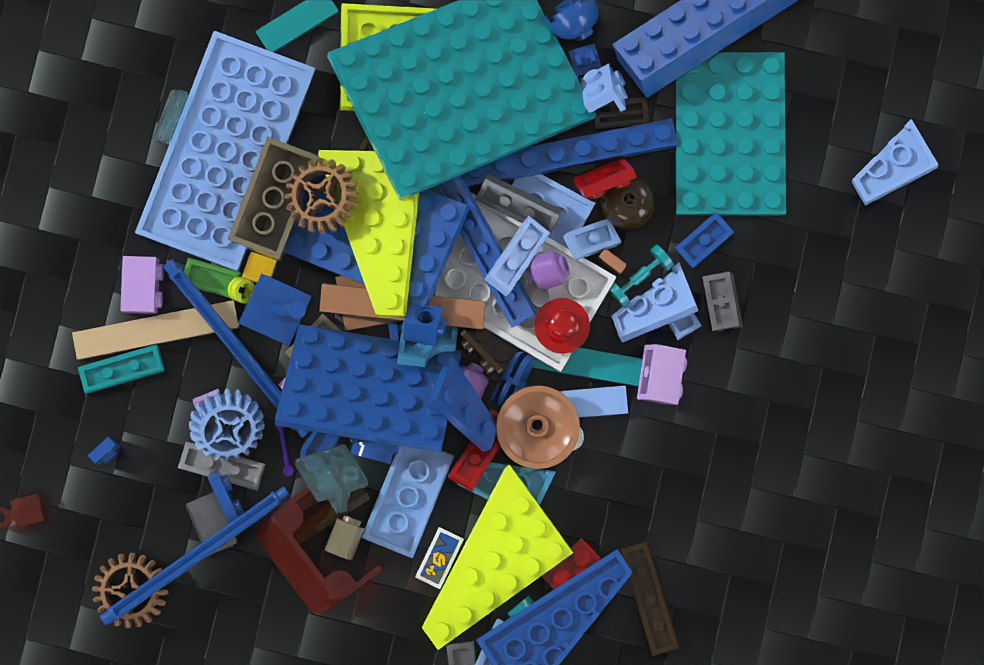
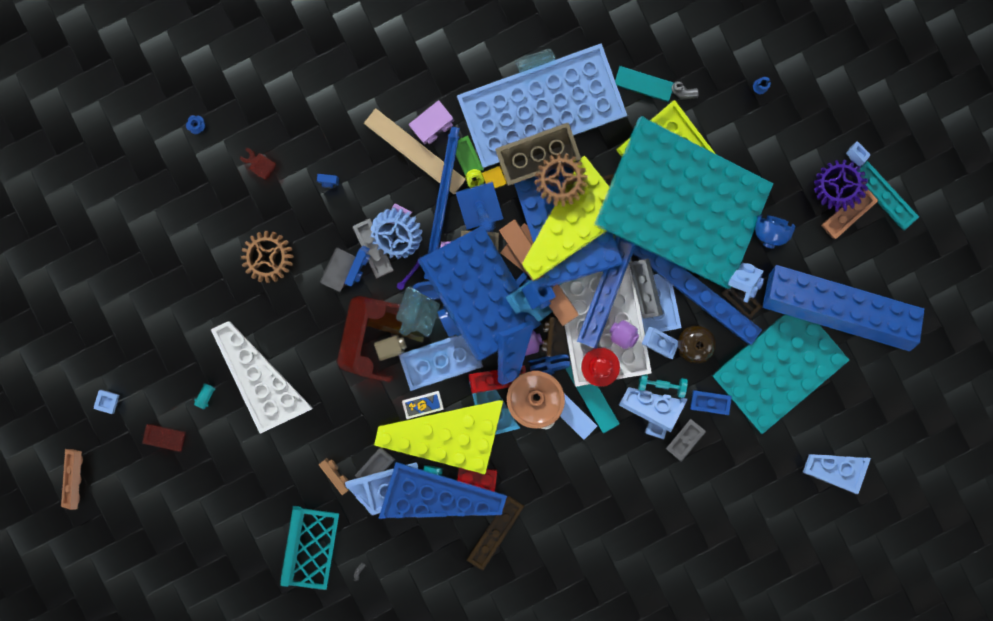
camera: 50 degrees right, 5 degrees up
(121, 369) = (378, 151): teal tile -> none
(194, 556) = (313, 276): blue piece -> none
(517, 256) = (617, 312): light blue tile -> none
(584, 60) = (754, 256): blue tile -> none
(609, 175) = (695, 319): red plate -> none
(612, 262) = (657, 363): nougat tile -> none
(662, 374) = (619, 440): lavender brick -> none

